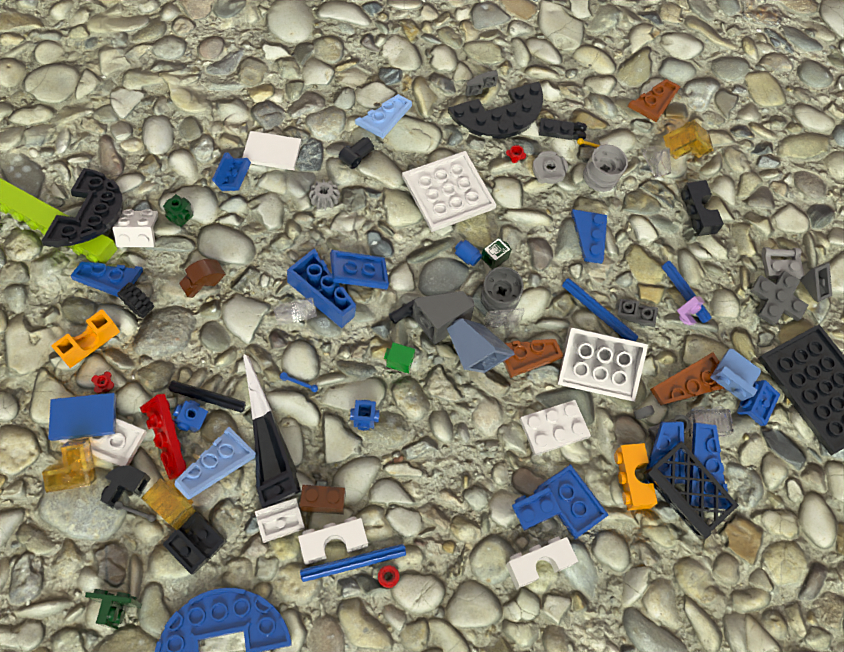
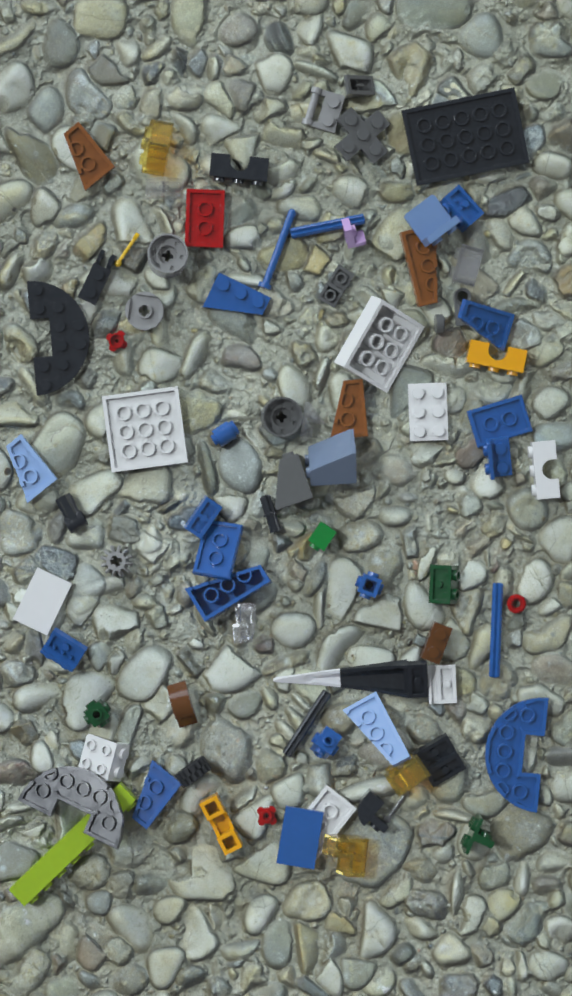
camera: 70 degrees left, 25 degrees up
(165, 436) = (337, 768): red wing -> none
(284, 376) = (325, 624): blue hinge -> none
(349, 532) = (471, 626): white arch -> none
(386, 250) = (203, 517): none -> blue hinge
(387, 492) = (444, 584): none -> dark green bracket
(481, 81) = (16, 354): dark grey slope -> none
(496, 253) = (233, 404): dark green brick -> none
(599, 310) = (323, 323): blue axle -> none
(612, 253) = (277, 251): none -> blue bar
(647, 193) = (204, 218): none -> red plate
(681, 505) = (531, 330): black fence -> none
(707, 450) = (512, 291): blue wing -> none

